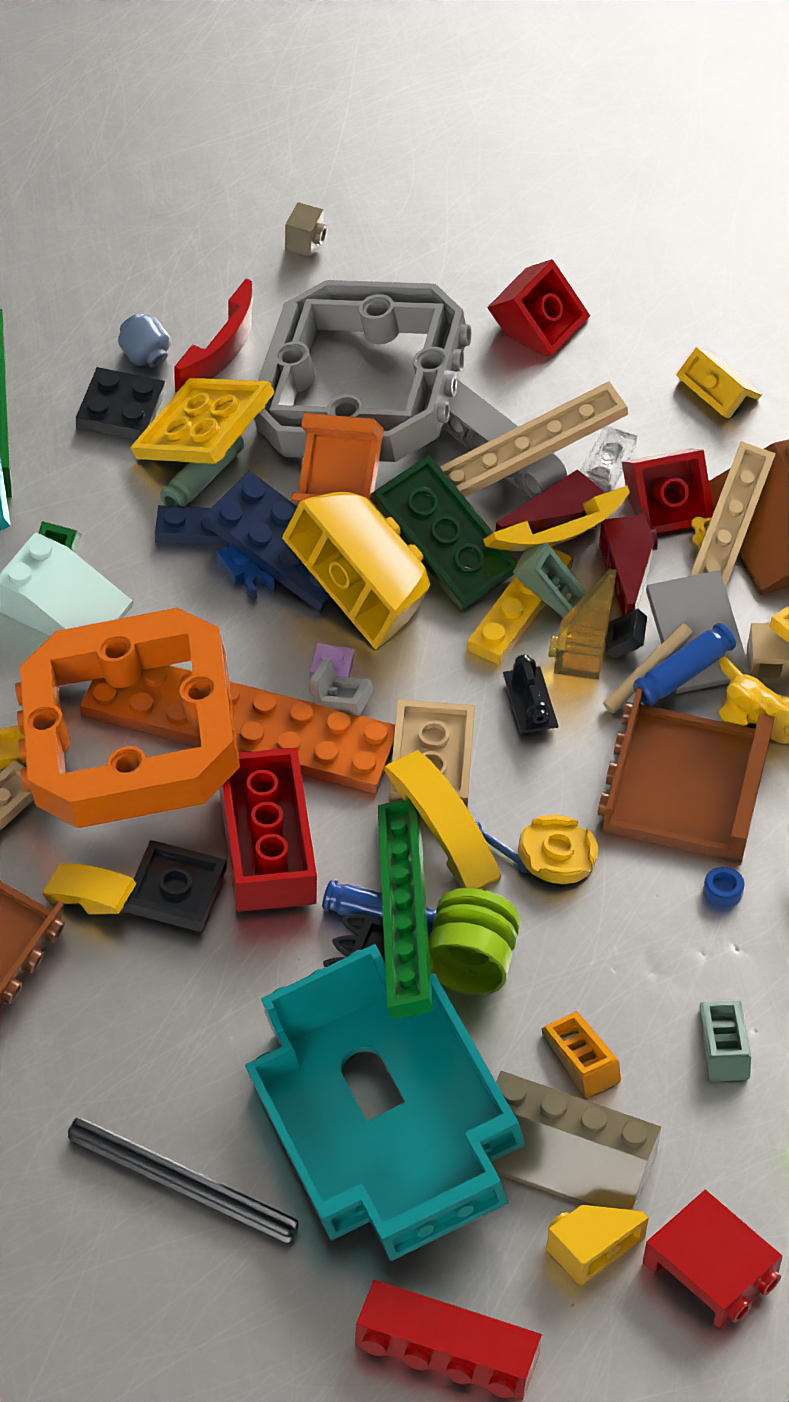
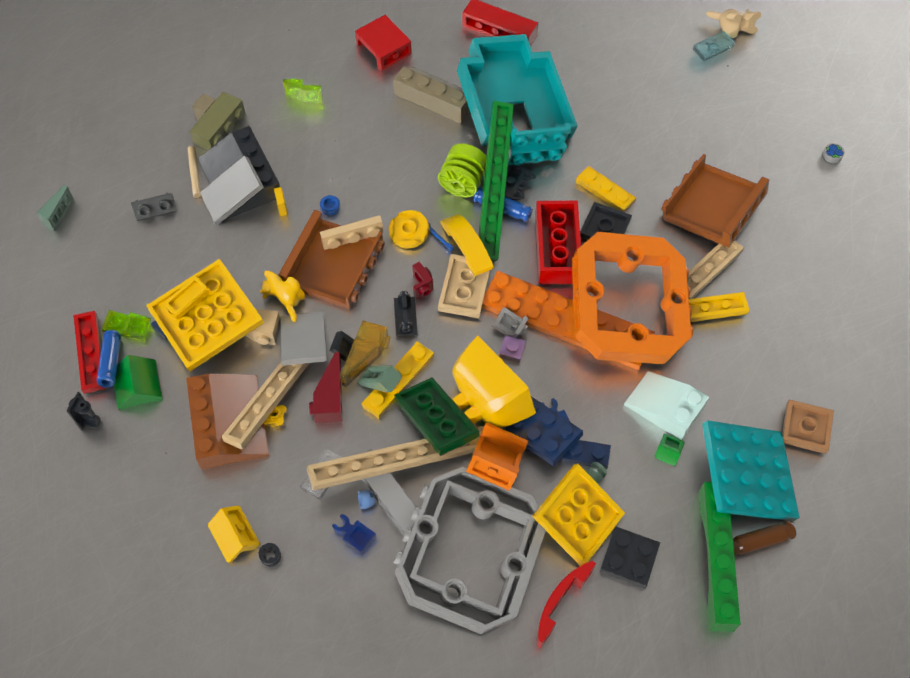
camera: 170 degrees left, 10 degrees up
(91, 886) = (647, 223): yellow slope -> none
(144, 340) = (614, 603): sand blue head -> none
(177, 968) = (605, 189): none -> yellow plate
(183, 1179) = (608, 97): black axle -> none
(509, 751) = (424, 279): none -> dark red bracket
(520, 536) = (365, 400): yellow slope -> none
(537, 390) = (356, 535): none -> clear blue plate
(539, 308) = (339, 607): red slope -> none
(555, 505) = (365, 432): dark red slope -> none
(592, 1075) = (416, 119): light orange slope -> none
(593, 1238) = (430, 54): yellow slope -> none
(660, 356) = (268, 547): none -> black bush
(662, 806) = (351, 232): none -> tan plate
(665, 650) = (336, 318): tan bar -> none
(669, 488) = (291, 445): red slope -> none
(685, 664) = (317, 312): blue axle -> none
(719, 1037) = (354, 120): sand green slope -> none

